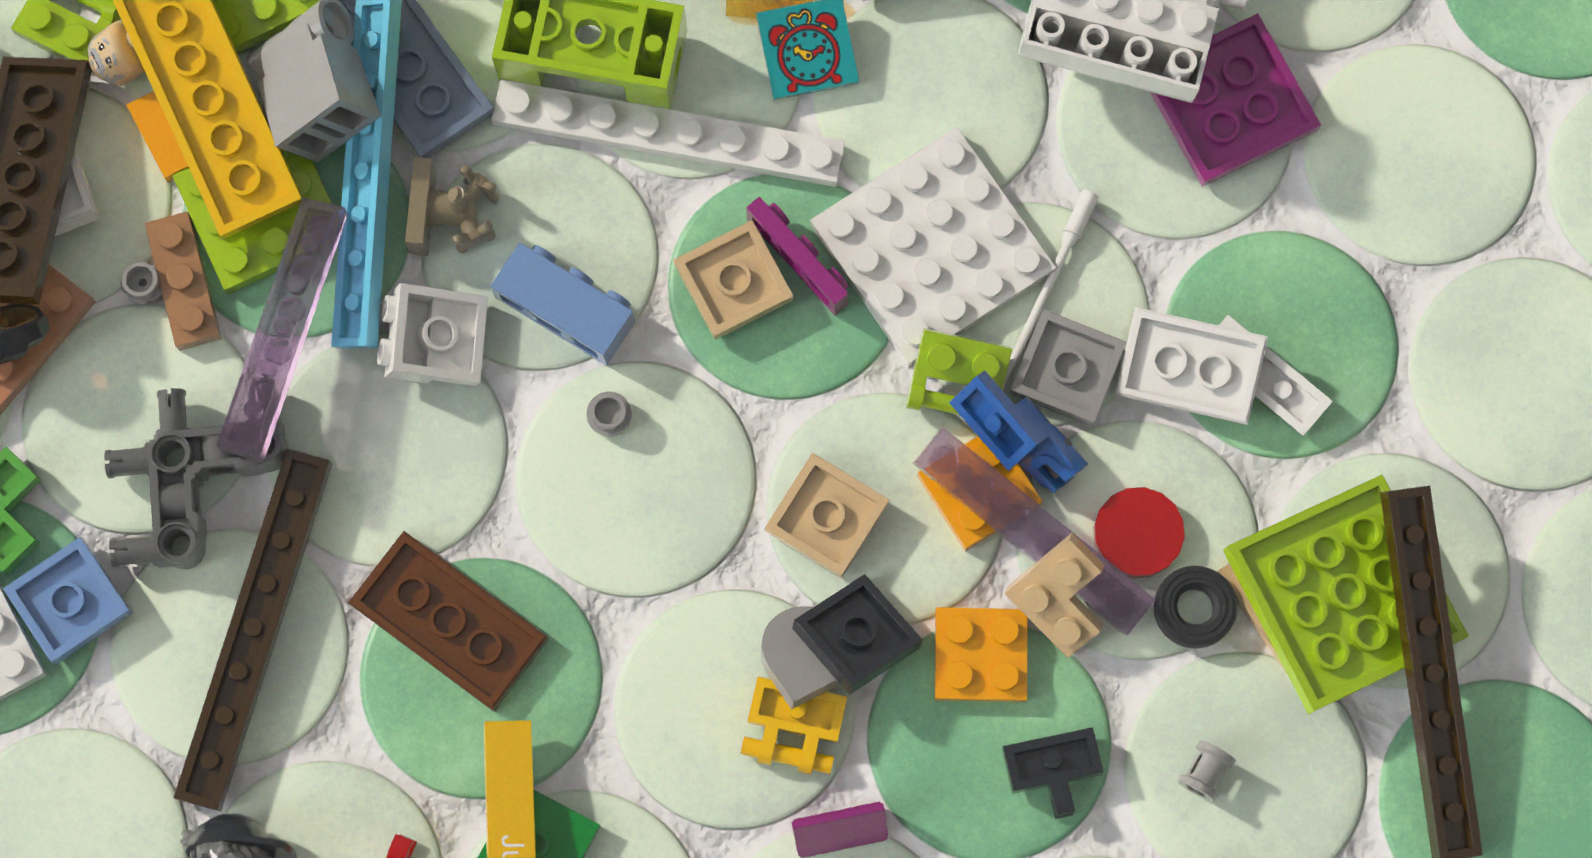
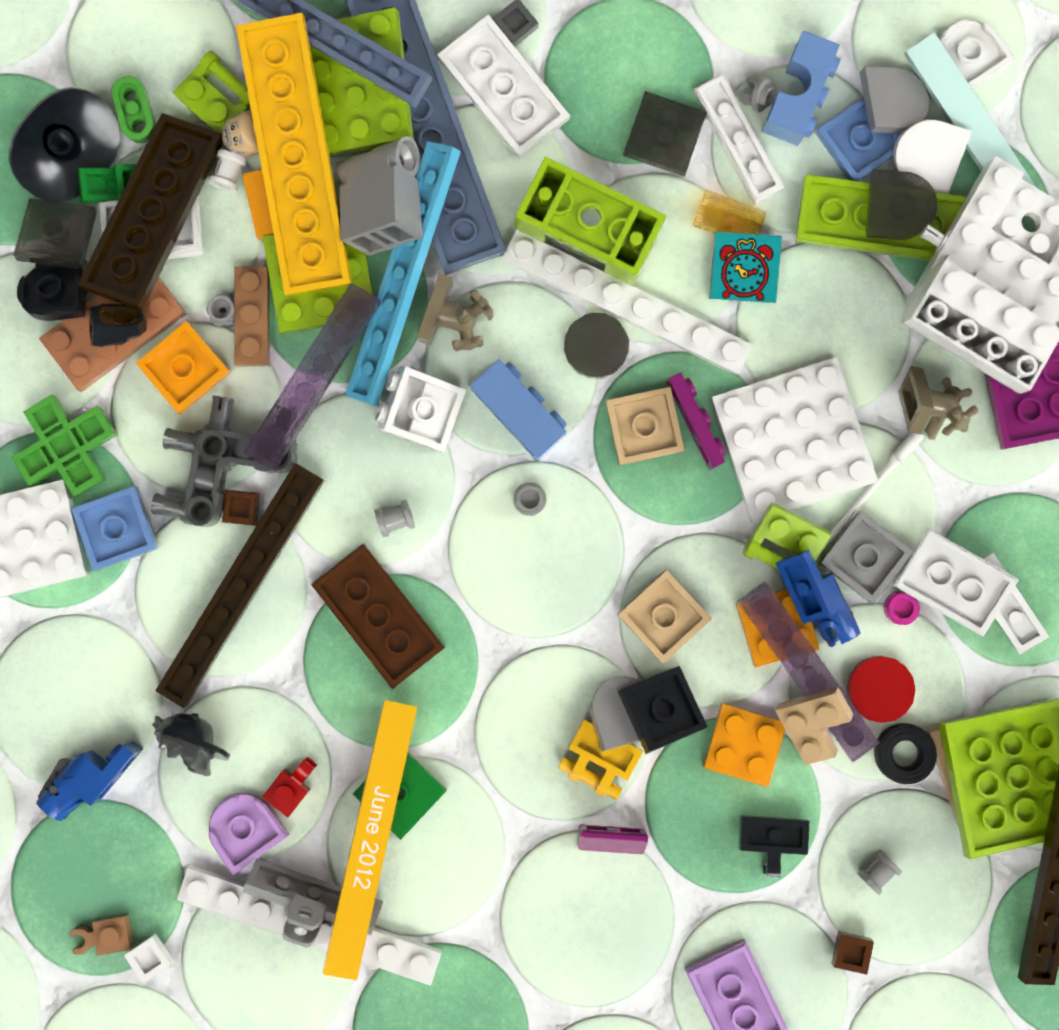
camera: 15 degrees right, 10 degrees up
(105, 106) = (227, 170): none -> white bush
(109, 368) = (183, 367): none -> light orange plate
(229, 529) = (241, 507): none -> reddish brown tile
(437, 485) = (394, 518): none -> light grey bush
(643, 197) = (596, 345): none -> clear smoke tile
(1078, 149) = (921, 402): none -> dark tan piece
(1134, 421) = (901, 608): none -> dark pink tile

